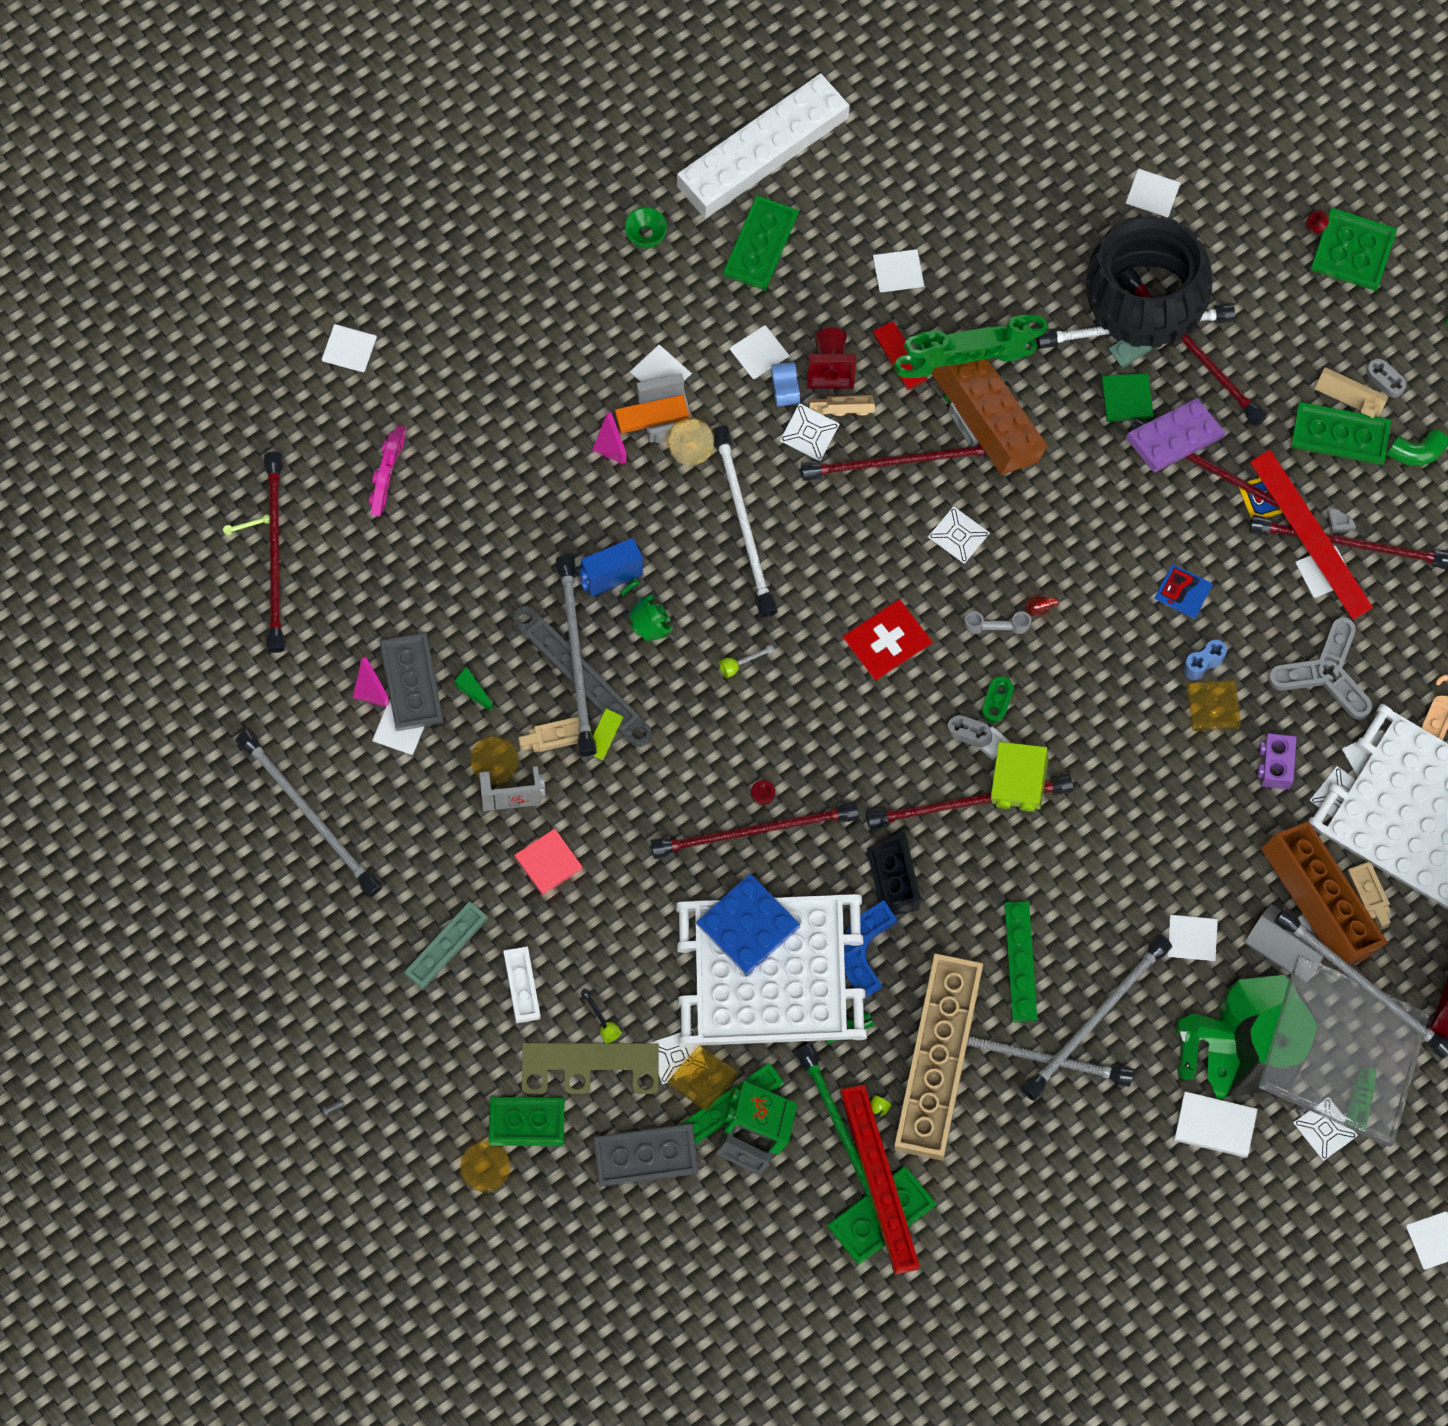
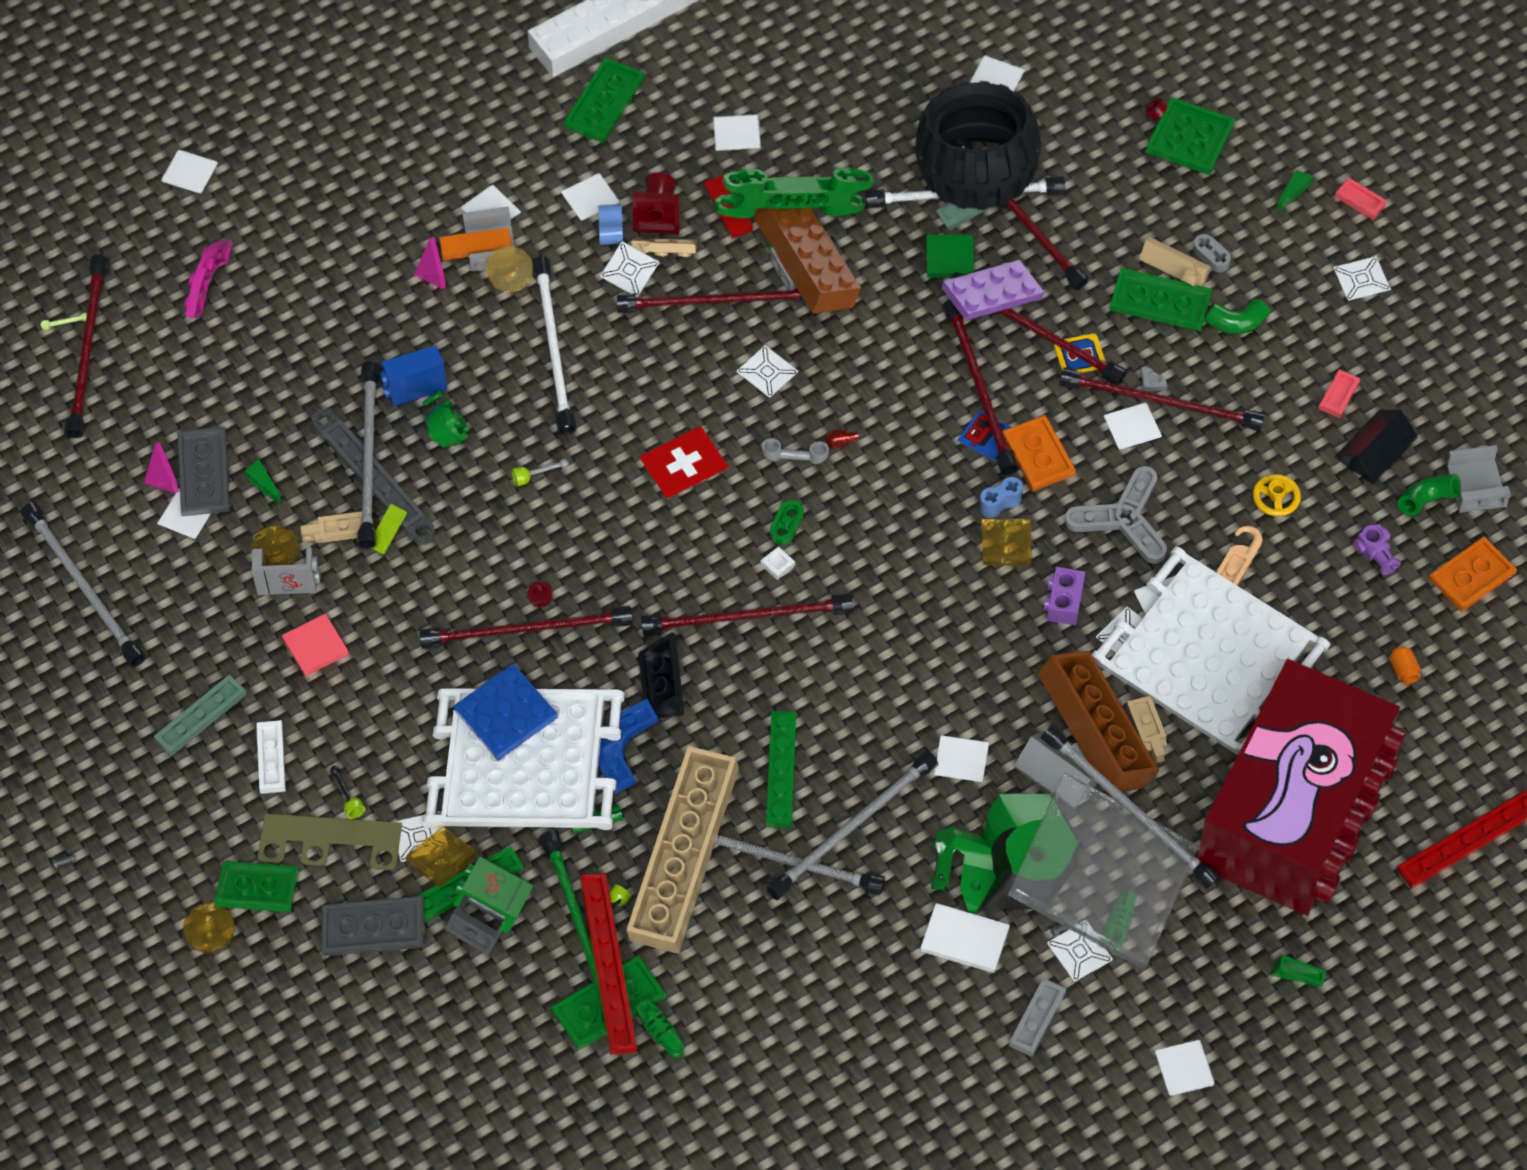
camera: 10 degrees right, 10 degrees down
(645, 218) = (490, 72): green piece -> none
(935, 1239) = (660, 1028): none -> green hinge
(971, 728) = (757, 546): light grey beam -> none
(1019, 776) = (798, 588): lime slope -> none
(1205, 618) = (1006, 459): none -> dark red hose
(1236, 607) = (1039, 453): none -> orange tile
(1293, 1201) = (1037, 1017): none -> light grey plate
(1311, 535) = (1120, 388): red tile -> none

